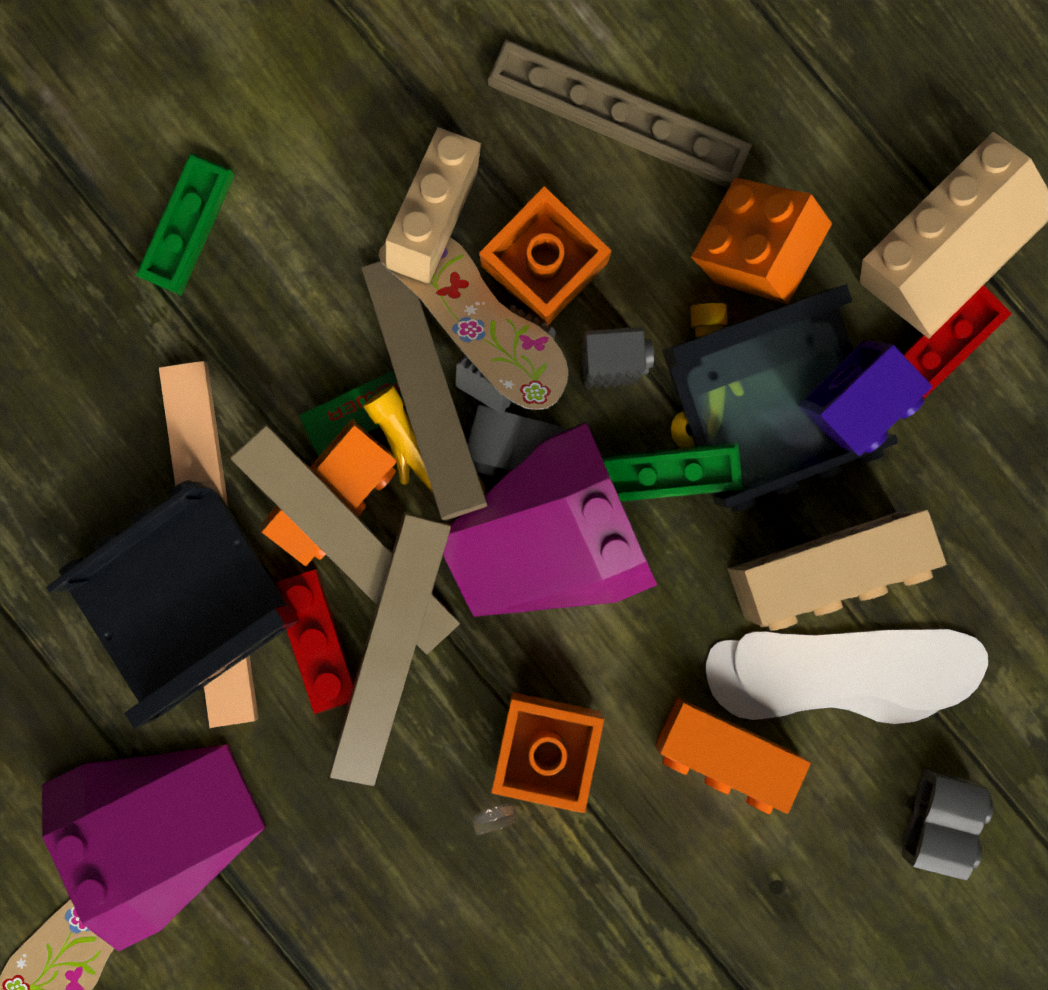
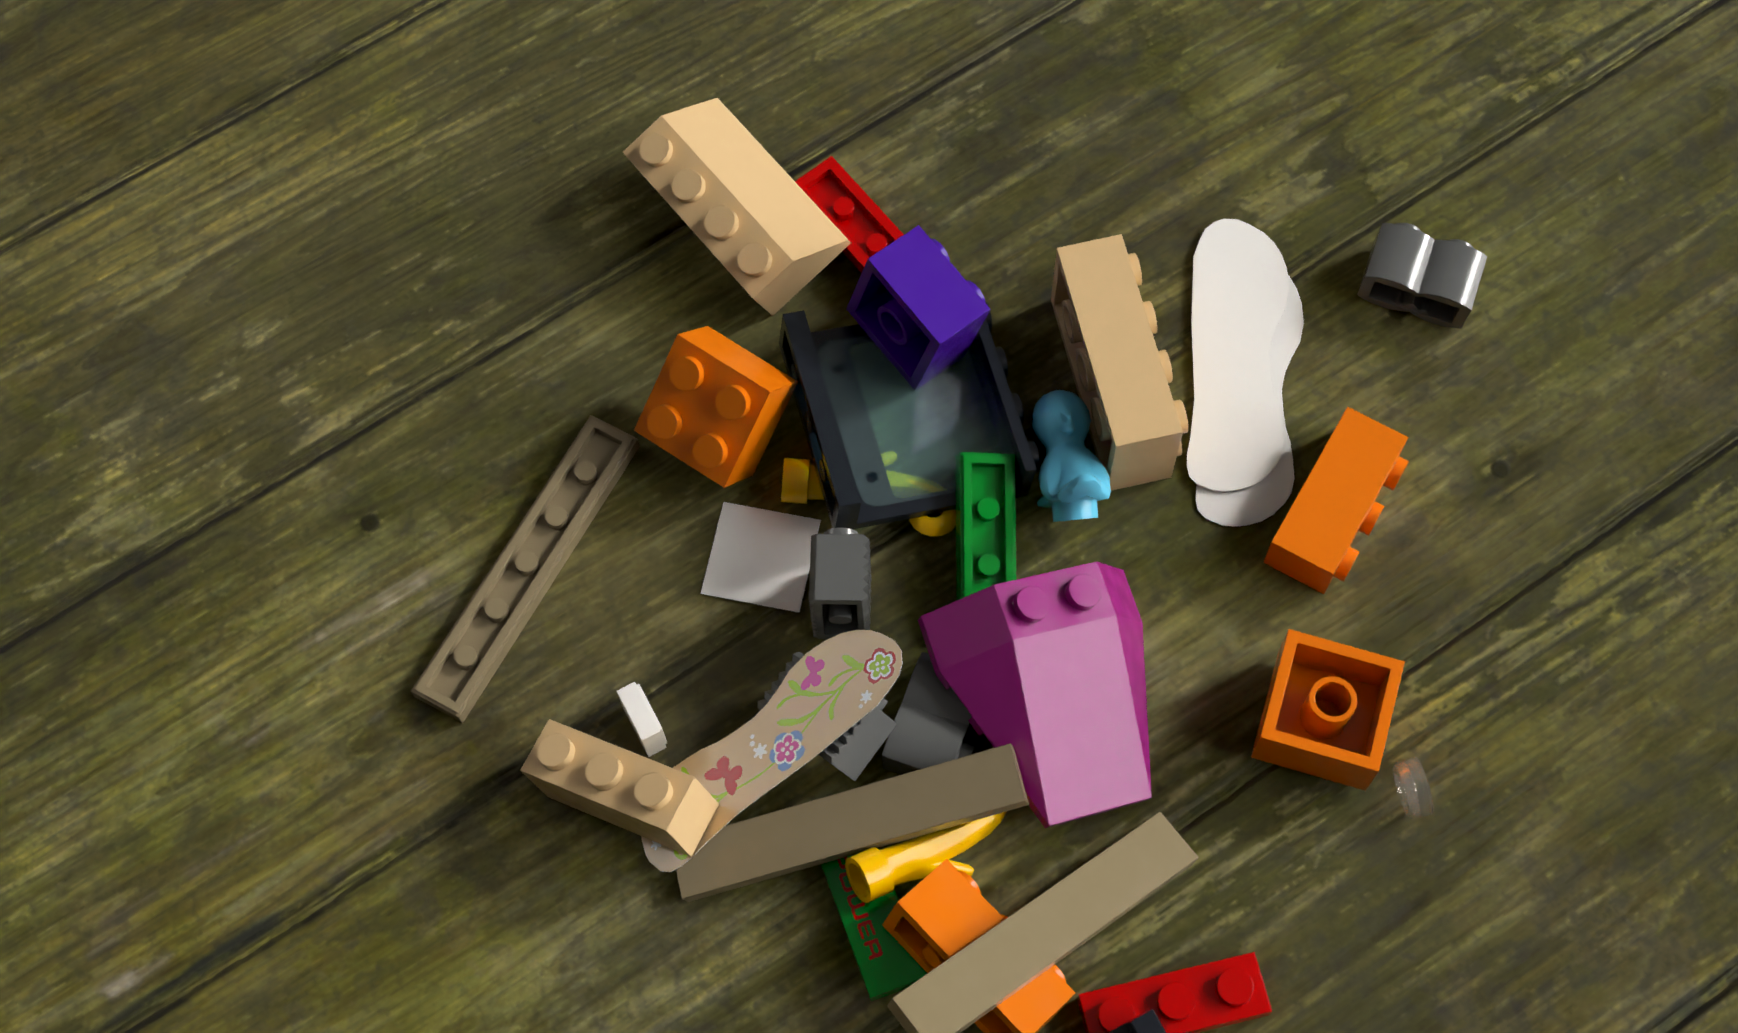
camera: 80 degrees left, 20 degrees down
(389, 648) = (1192, 896): dark tan tile -> none
(495, 218) = (642, 718): none -> white tile
(544, 256) = (702, 659): orange brick -> none
(646, 295) = (760, 557): none -> white sticker
(729, 537) = (1070, 474): none -> medium azure animal

